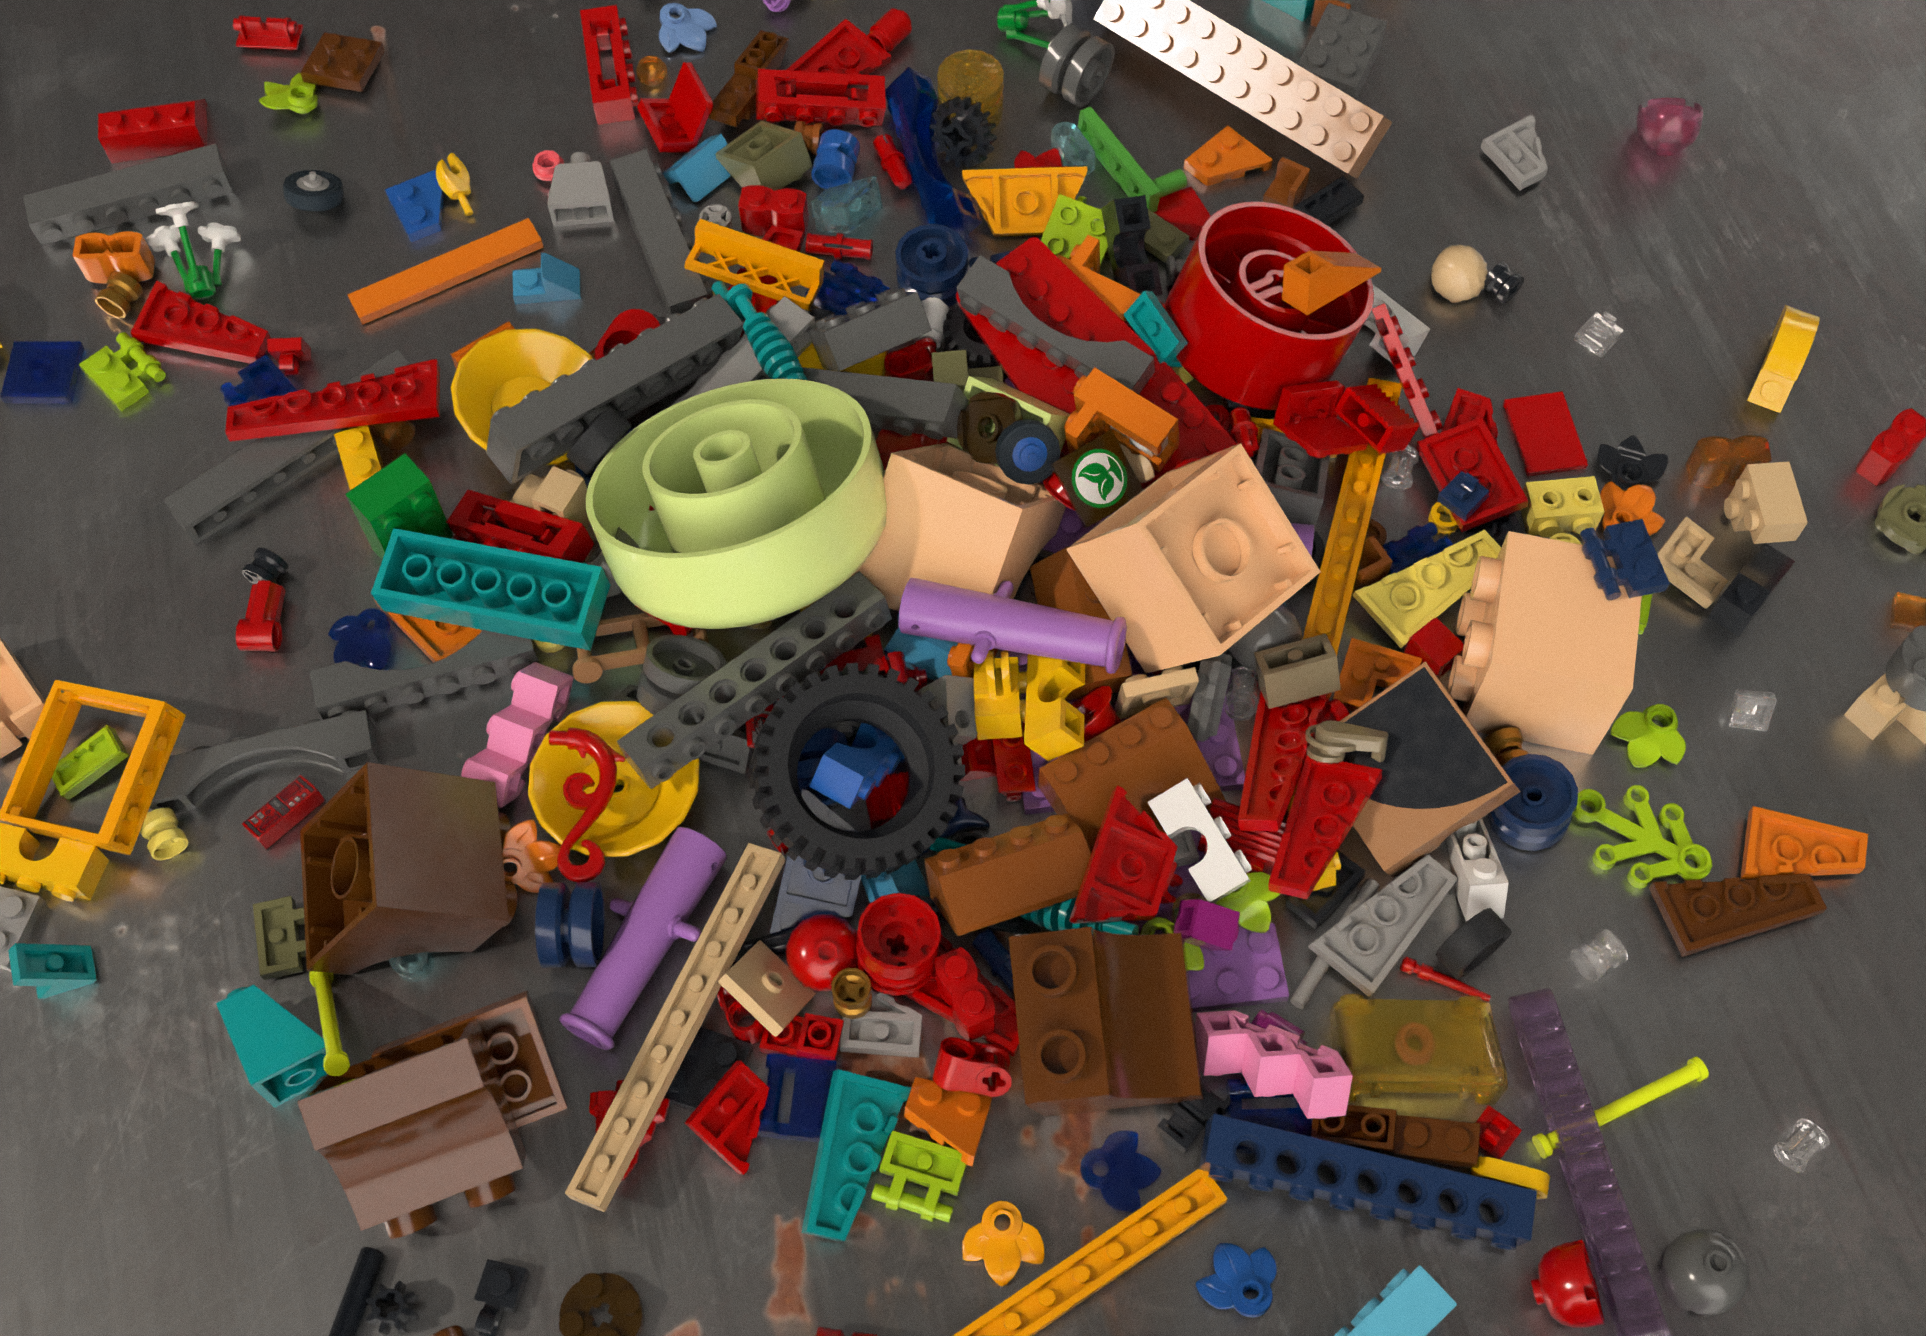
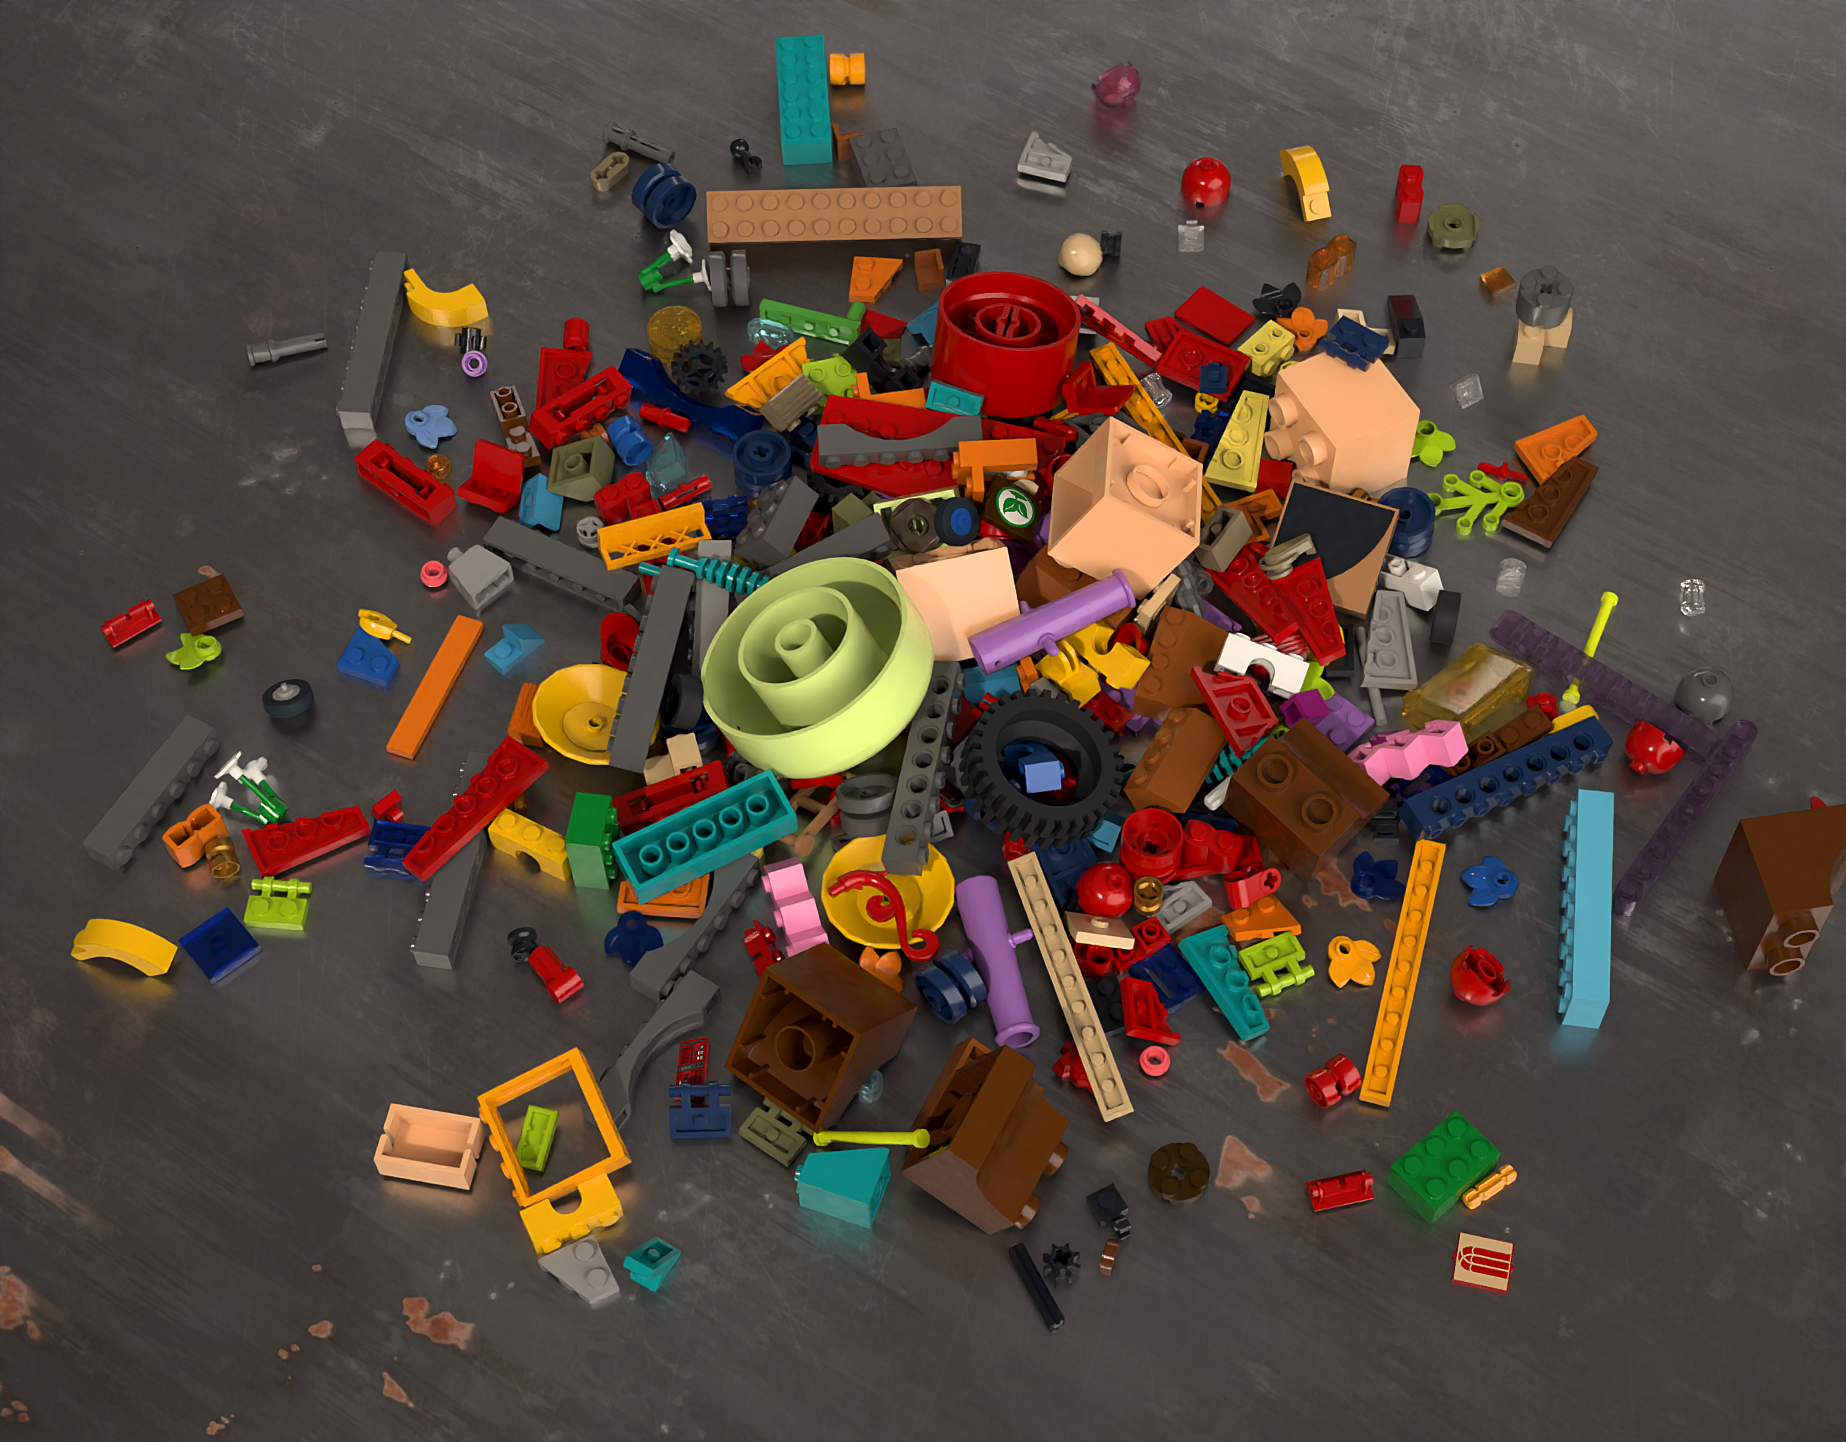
camera: 40 degrees left, 5 degrees down
(153, 130) = (119, 738): red slope -> none
(163, 835) = (636, 1138): light yellow wheel -> none
(231, 865) = (700, 1120): none -> dark blue plate
(464, 741) = (762, 942): none -> red hinge
(695, 1162) = (1157, 1053): none -> coral plate
(1009, 224) = (790, 403): none -> dark tan brick
(1322, 277) = (1036, 302): orange slope -> none
(1376, 418) = (1123, 368): red brick -> none
(1427, 973) = (1432, 654): red piece -> none
(1672, 285) = (1206, 181): none -> red cylinder
(1707, 829) = (1501, 472): none -> red piece
(1767, 503) = (1376, 270): tan brick -> none

